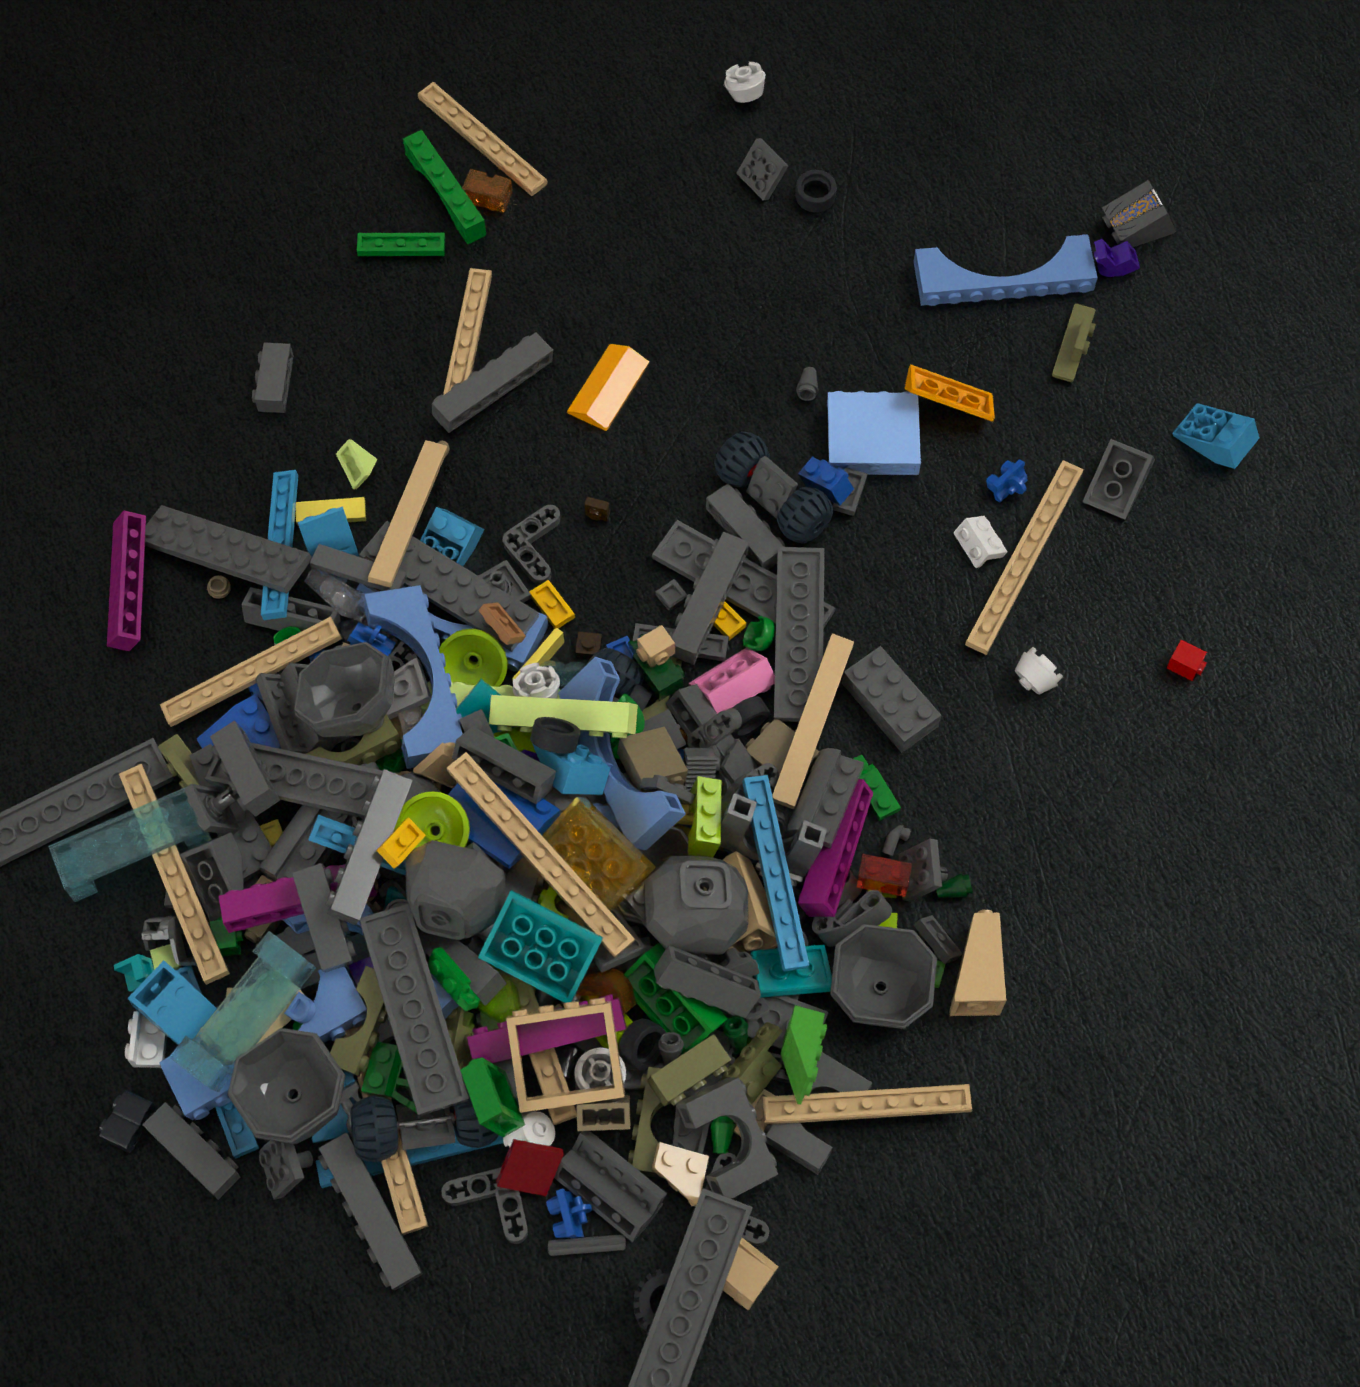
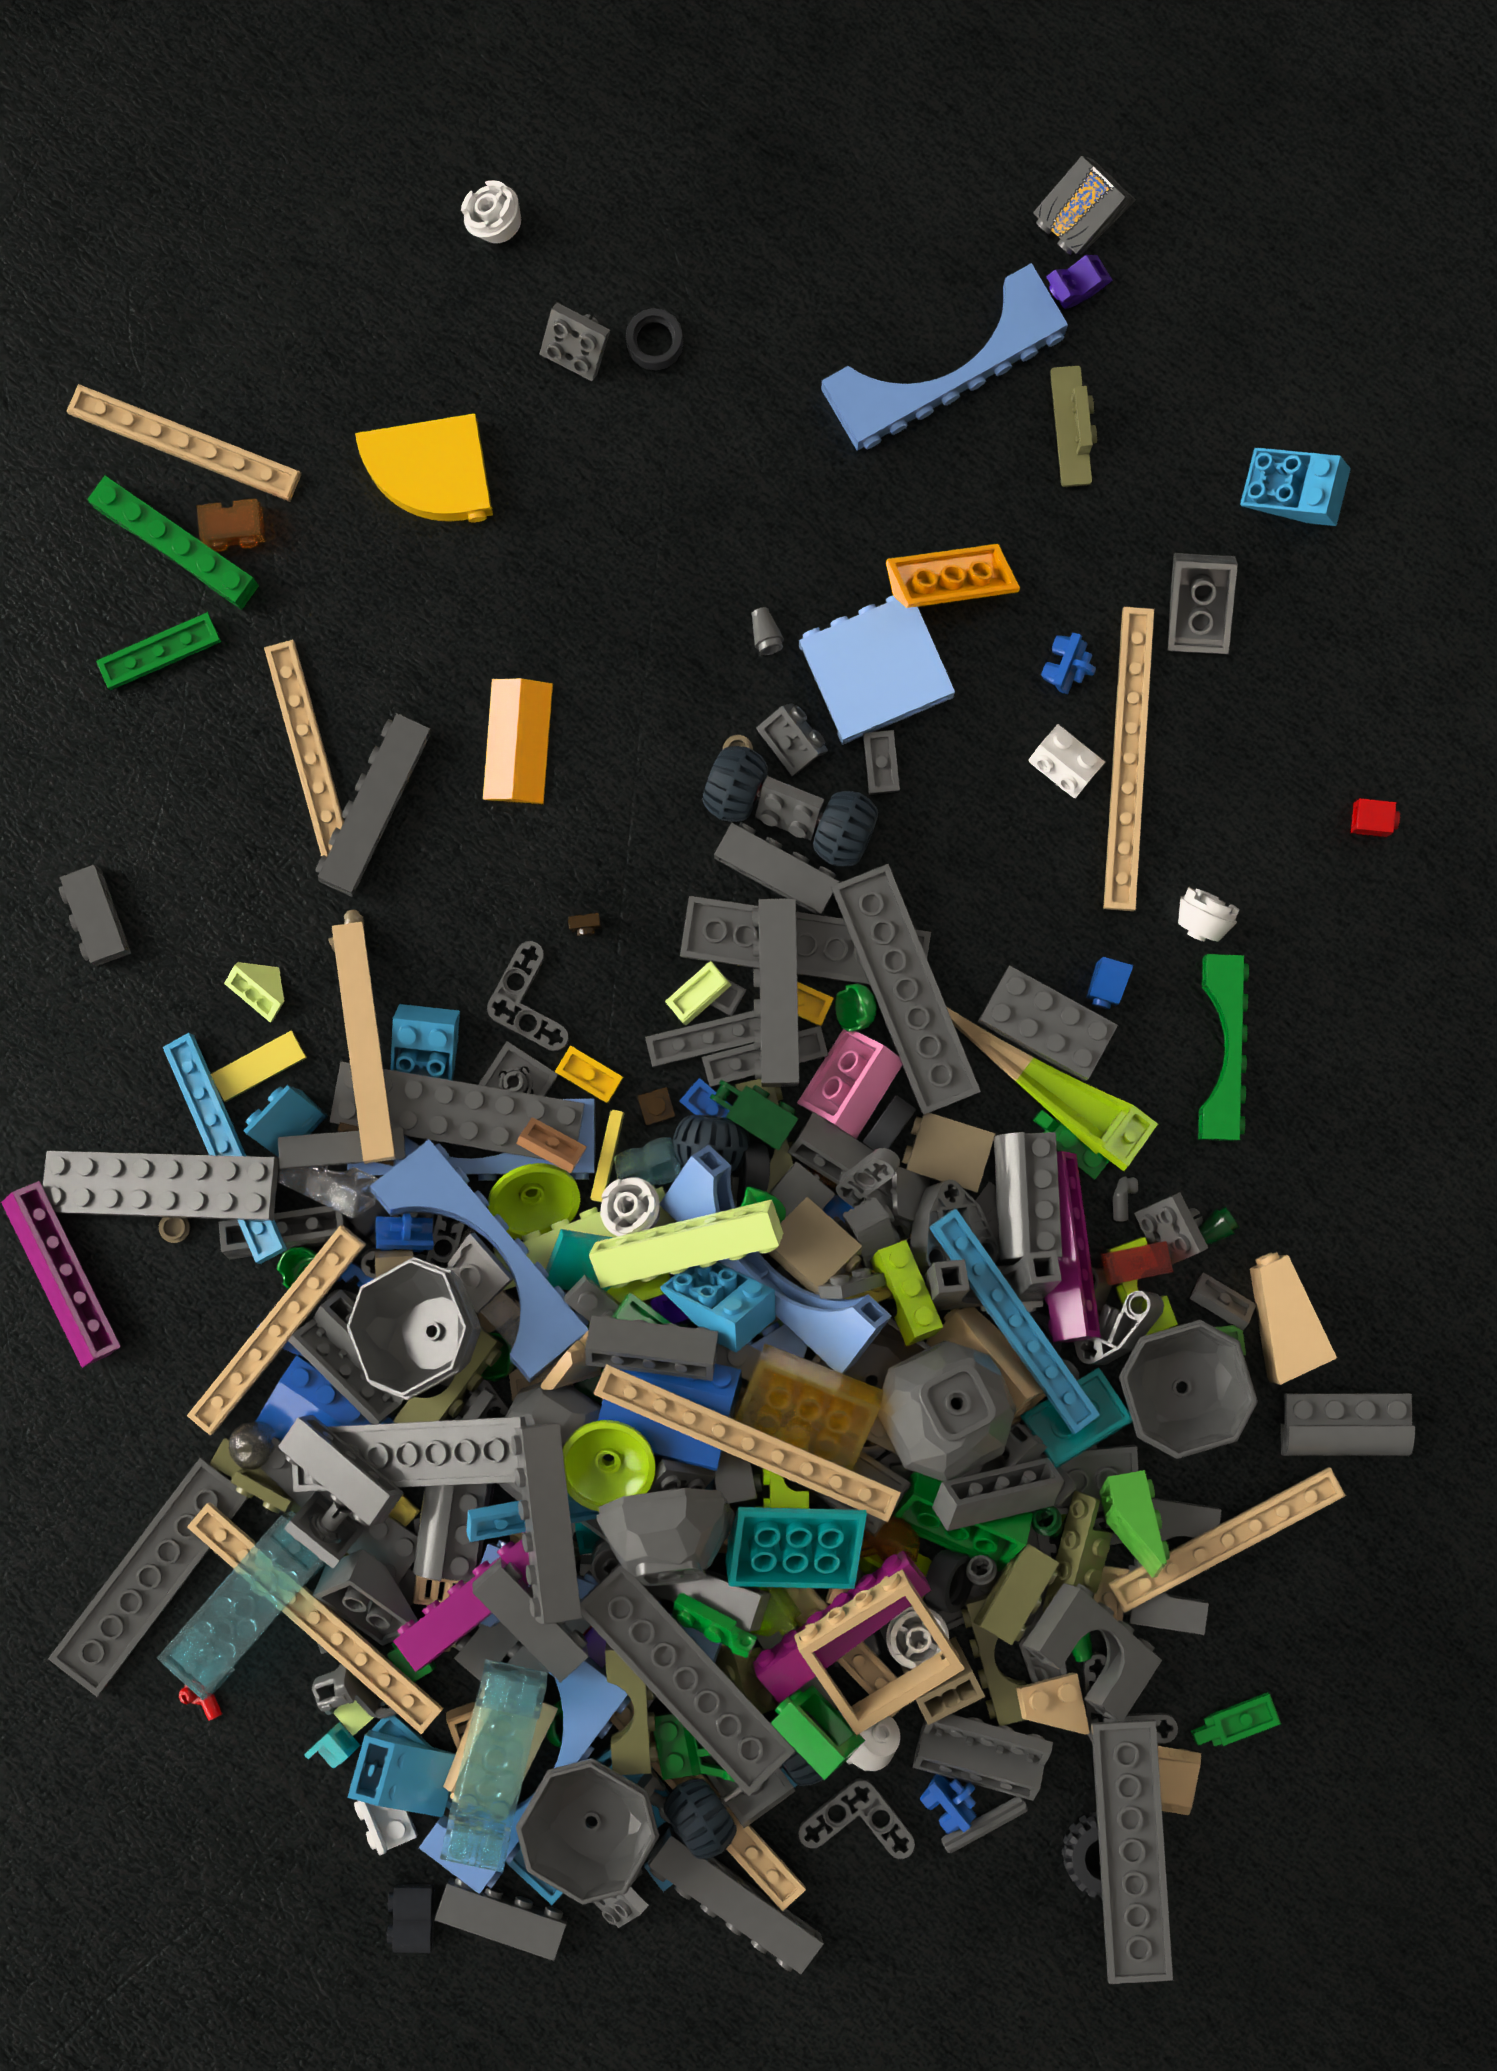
camera: 20 degrees left, 20 degrees up
(64, 900) = (209, 1705): none -> red arm
(192, 741) = (251, 1445): none -> clear smoke hair
(301, 1009) = (553, 1724): medium blue tile -> none
(401, 842) = (584, 1507): yellow plate -> none
(529, 1167) = (888, 1777): dark red tile -> none
(555, 735) = (695, 1270): black tyre -> none
(632, 207) = (430, 468): none -> yellow brick
(634, 611) = (702, 1039): none -> dark grey plate
(653, 583) = (698, 993): none -> yellowish green tile
(655, 647) = (752, 1101): tan brick -> none
(793, 450) = (792, 738): none -> dark grey bracket
(812, 721) = (972, 1101): tan tile -> none
(817, 1252) = (1238, 1721): none -> green hinge
(829, 480) = (850, 767): blue brick -> none
(896, 773) = (1092, 1115): none -> lime plate
(948, 686) = (1108, 982): none -> blue slope
(992, 807) = (1223, 984): none -> green arch
(995, 1065) = (1348, 1425): none -> dark grey brick

